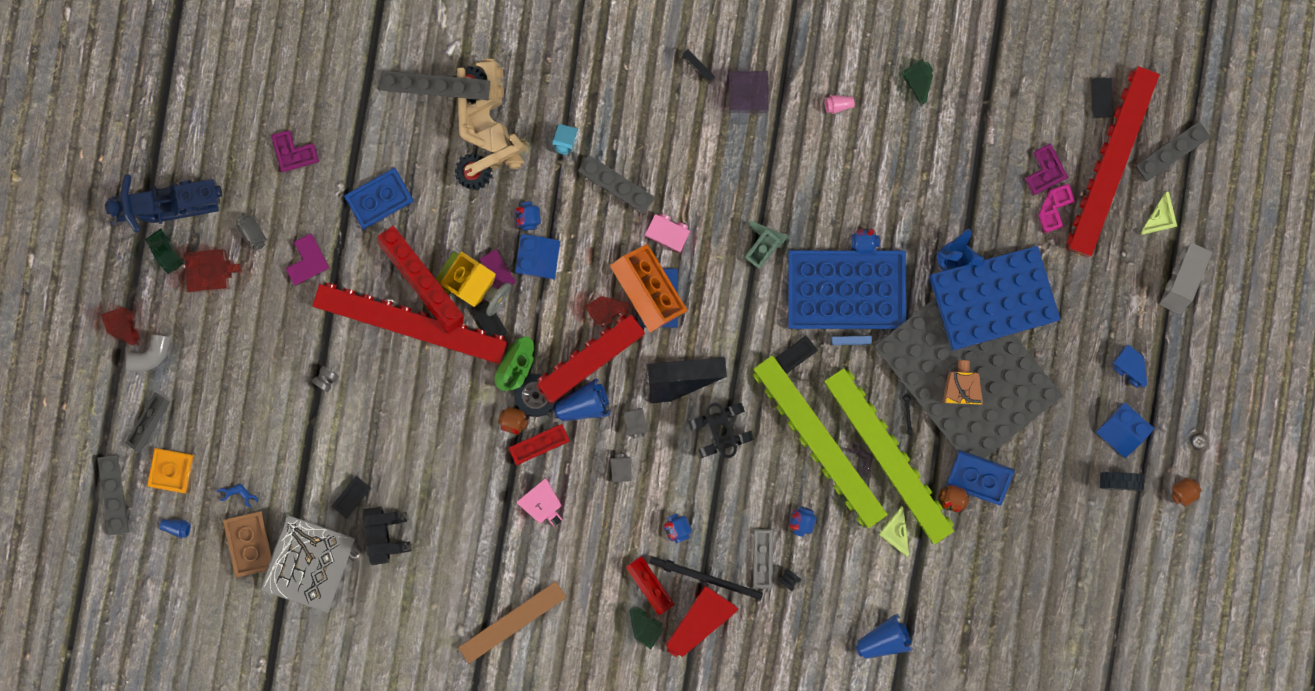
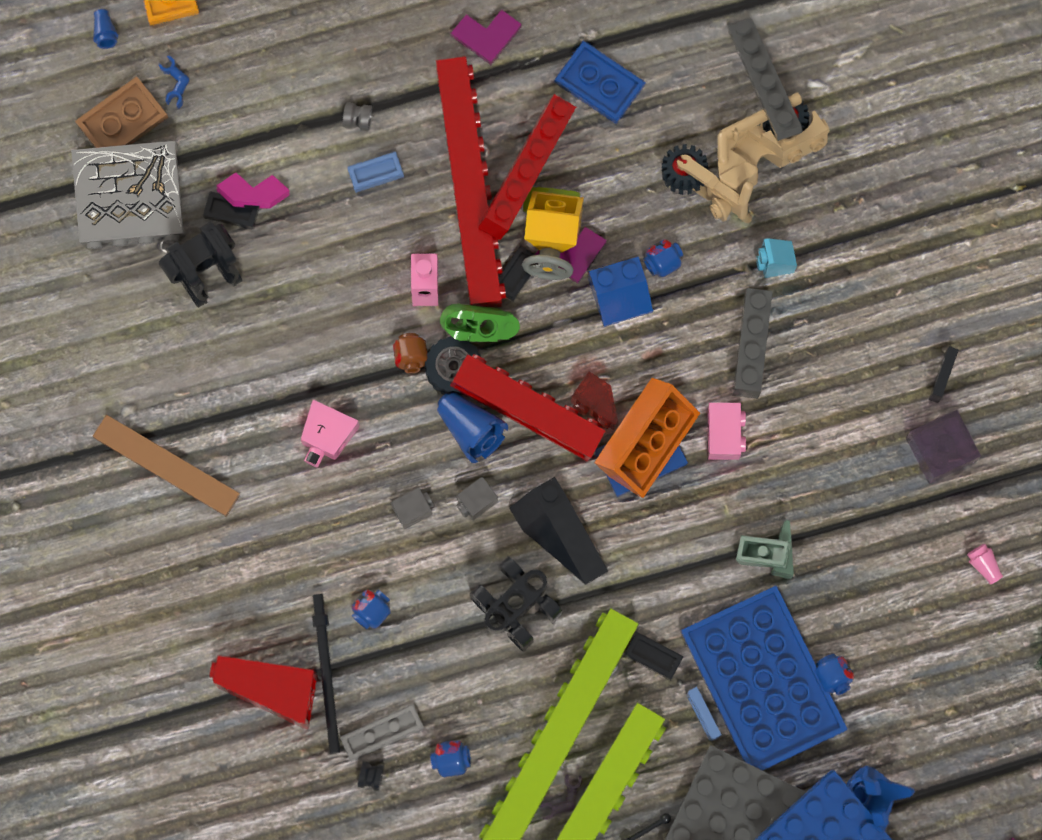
camera: 70 degrees right, 10 degrees down
(352, 470) = (240, 193): none -> dark pink tile
(370, 384) = (375, 172): none -> medium blue tile
(465, 386) = (424, 278): none -> bright pink torso
(539, 444) = (396, 397): red plate -> none
(645, 629) = (228, 626): clear green slope -> none
(650, 585) = (285, 608): red plate -> none

